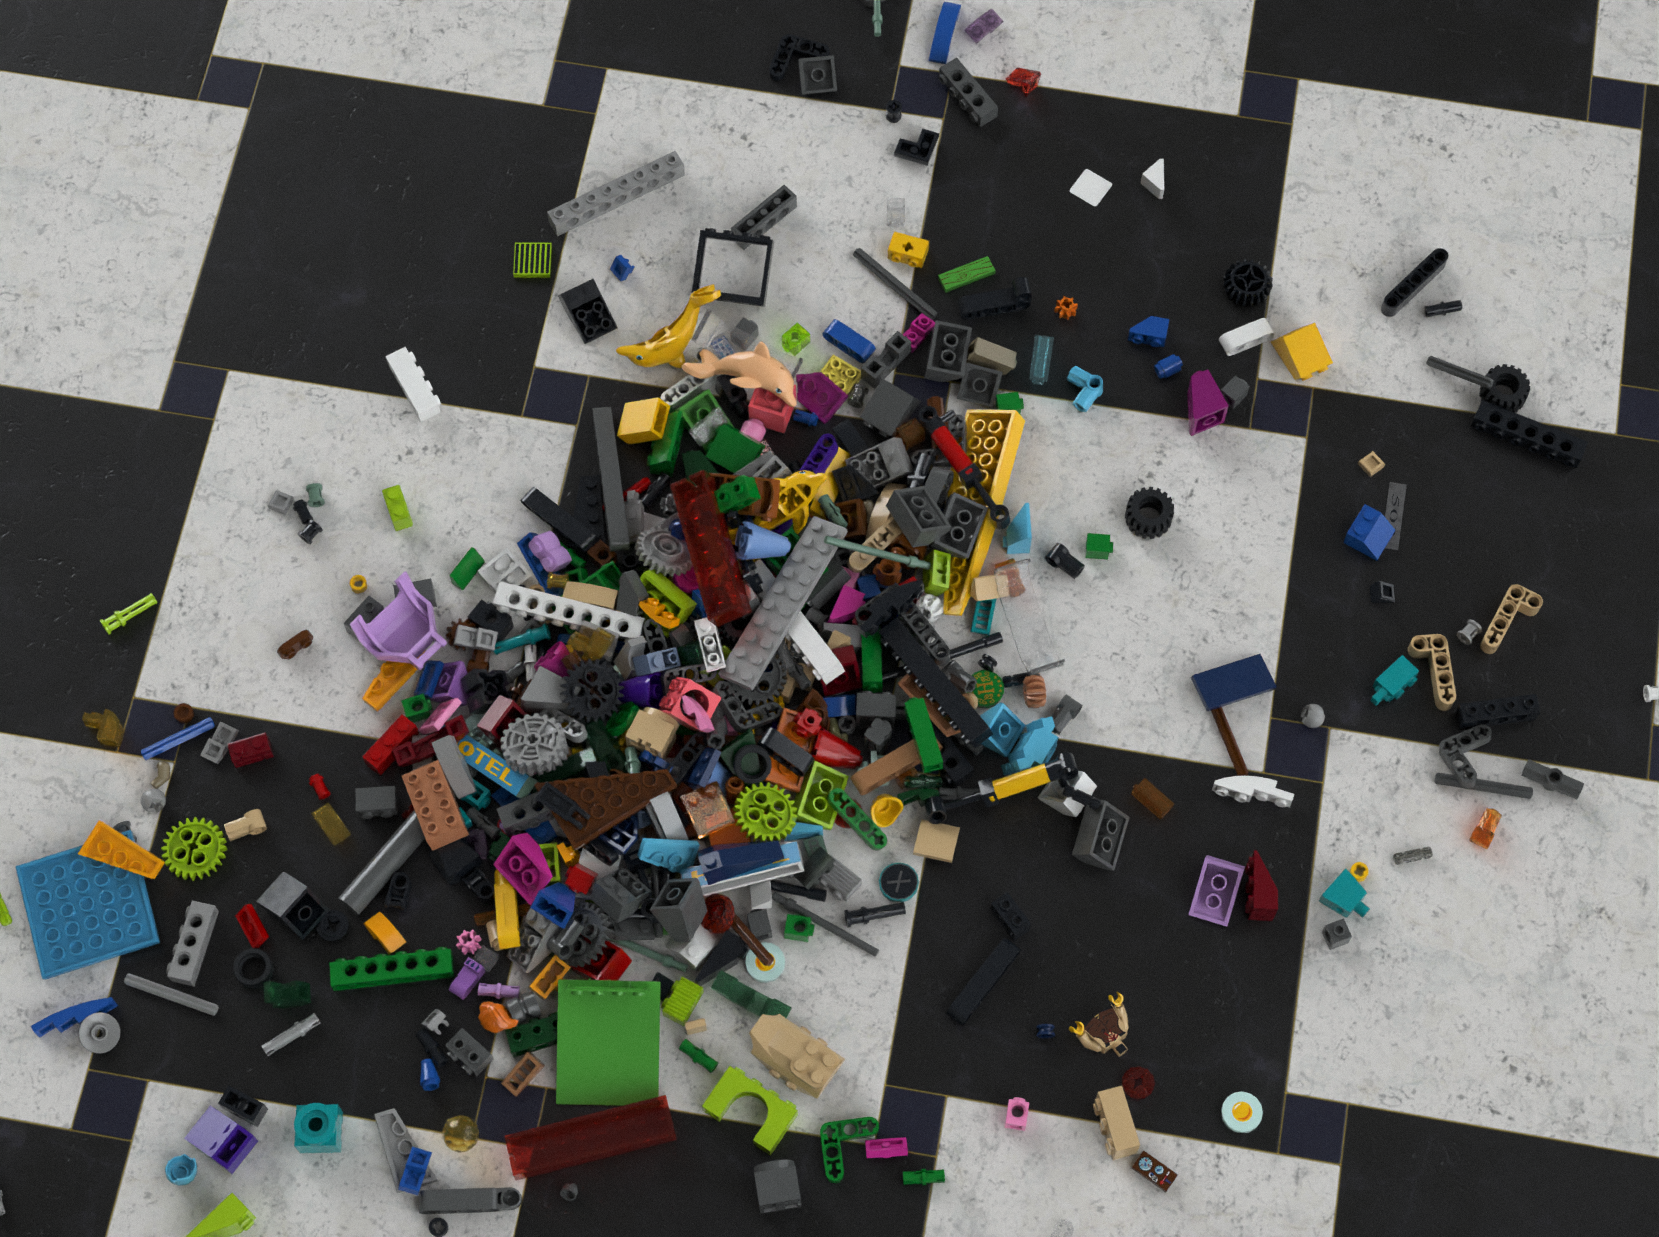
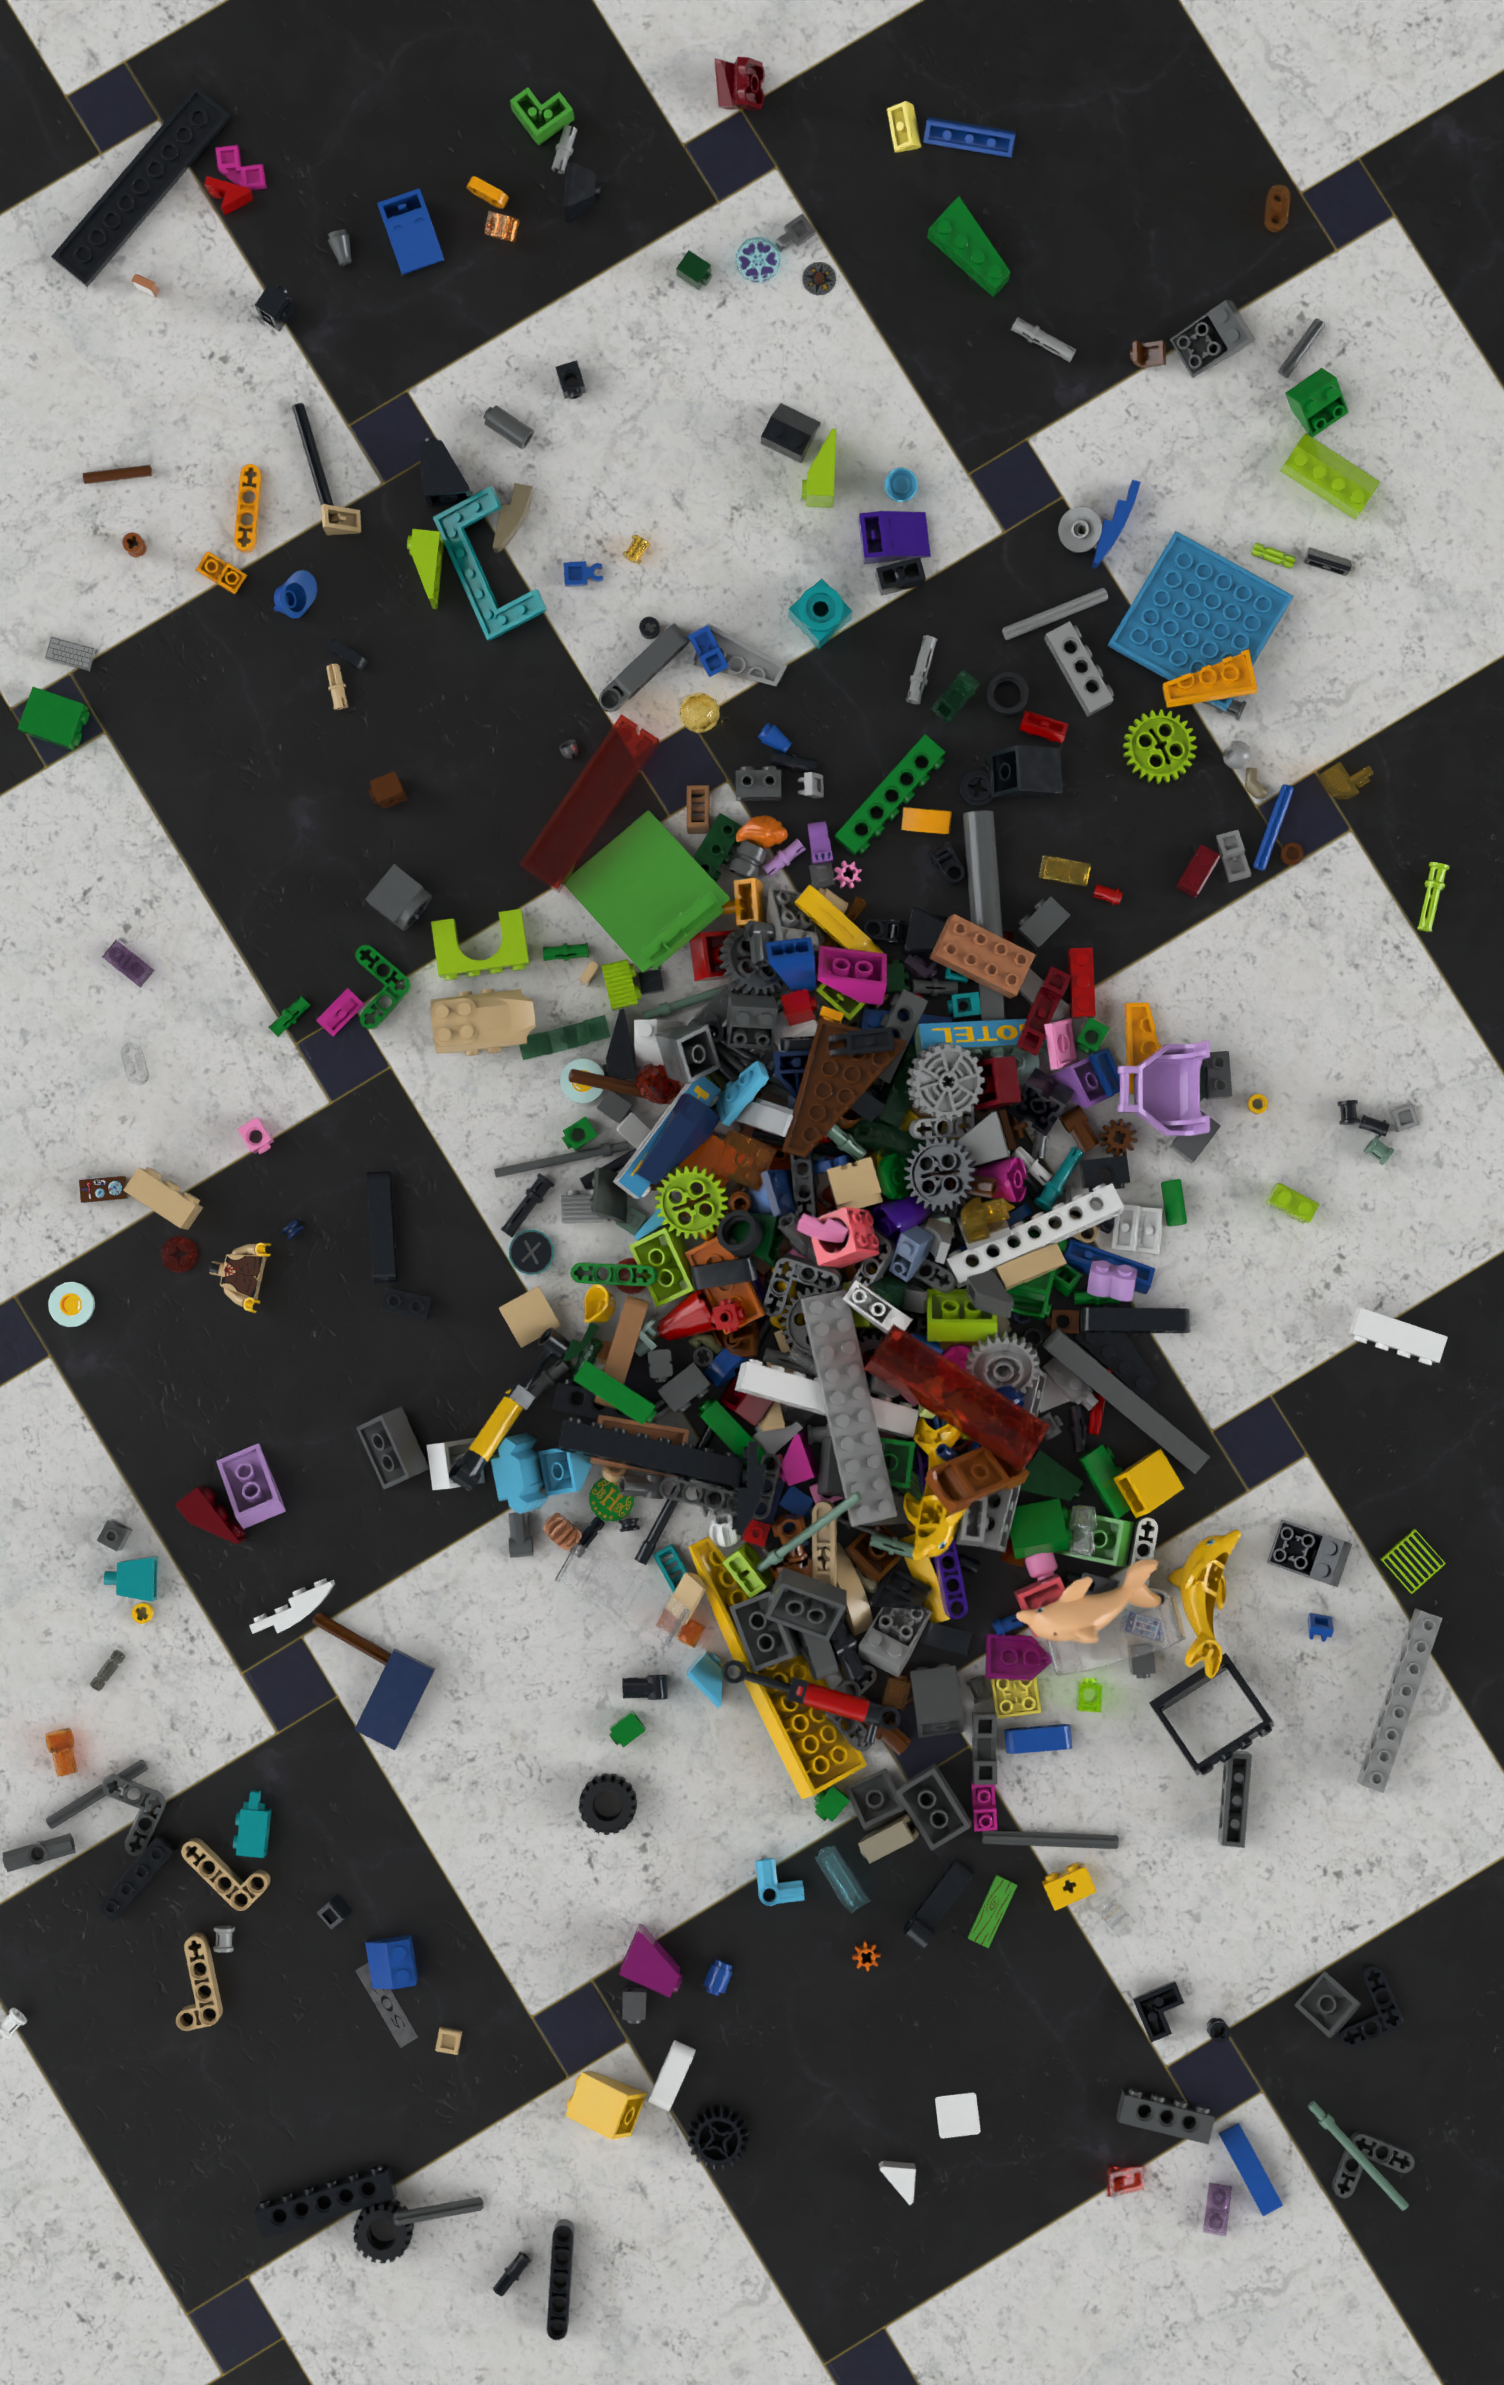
camera: 135 degrees right, 20 degrees up
(251, 823) = (1134, 808): tan piece -> none
(295, 644) = (1253, 1007): reddish brown plate -> none
(454, 766) = (1000, 1006): light grey slope -> none
(475, 638) = (1098, 1140): light grey slope -> none
(557, 580) = (1078, 1259): clear yellow bush -> none
(656, 612) = (954, 1296): light orange slope -> none
(733, 519) = (962, 1445): black axle -> none
(737, 494) = (977, 1466): green brick -> none
(750, 576) = (910, 1412): black wing -> none
(759, 542) = (917, 1441): medium blue cone -> none
(1081, 797) = (431, 1461): black axle -> none
(1150, 331) = (764, 2002): blue slope -> none
(1152, 798) = (376, 1524): clear orange panel -> none
(1312, 716) = (298, 1727): light grey piece -> none

